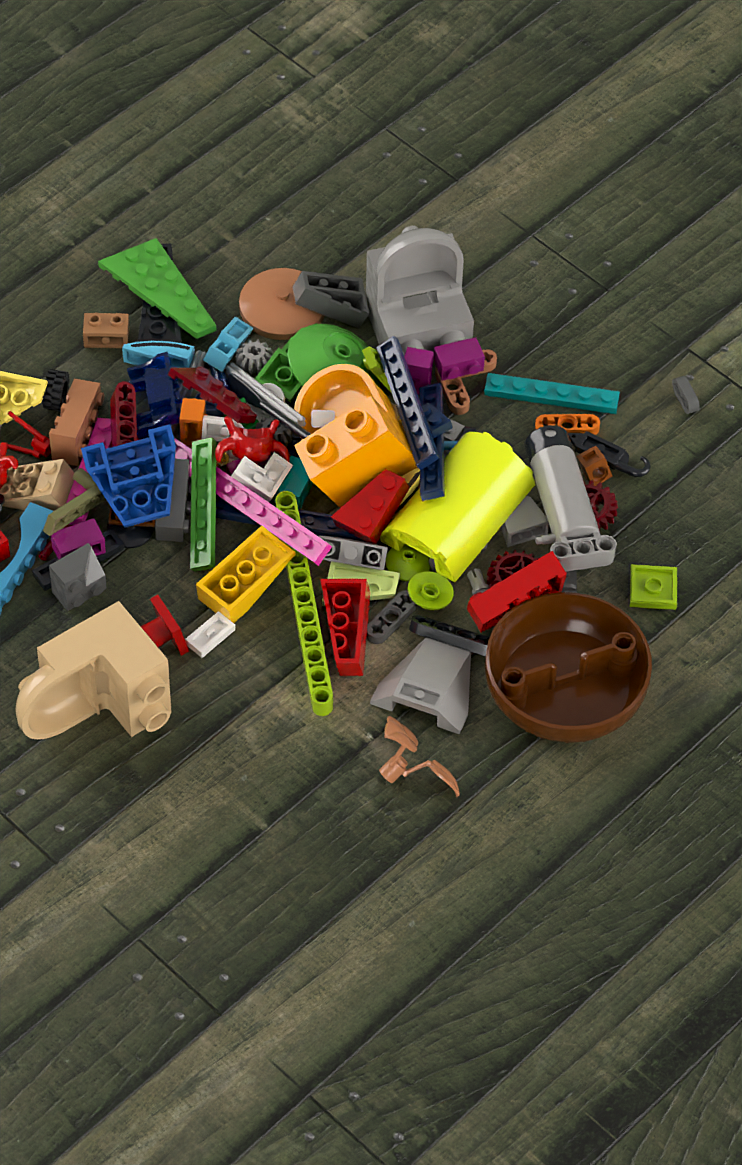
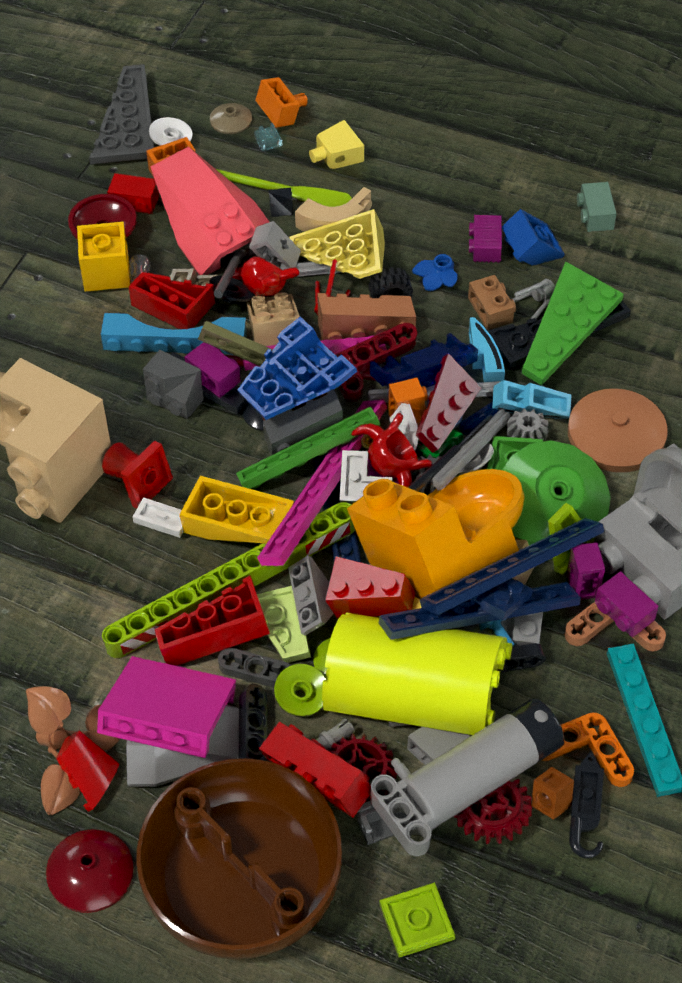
camera: 70 degrees right, 0 degrees up
(31, 306) = (486, 238): none -> magenta brick
(41, 218) = (597, 206): none -> sand green brick
(46, 355) = (436, 272): none -> blue plate
(51, 277) = (531, 239): none -> blue slope
(114, 294) = (540, 292): none -> light grey plant
(321, 417) = (460, 500): white slope -> none
(332, 296) = (630, 445): dark grey wedge -> none
(413, 673) = (165, 706): none -> dark pink panel
(438, 749) = (87, 767): none -> red slope
(517, 791) = (92, 885): none -> dark red dish

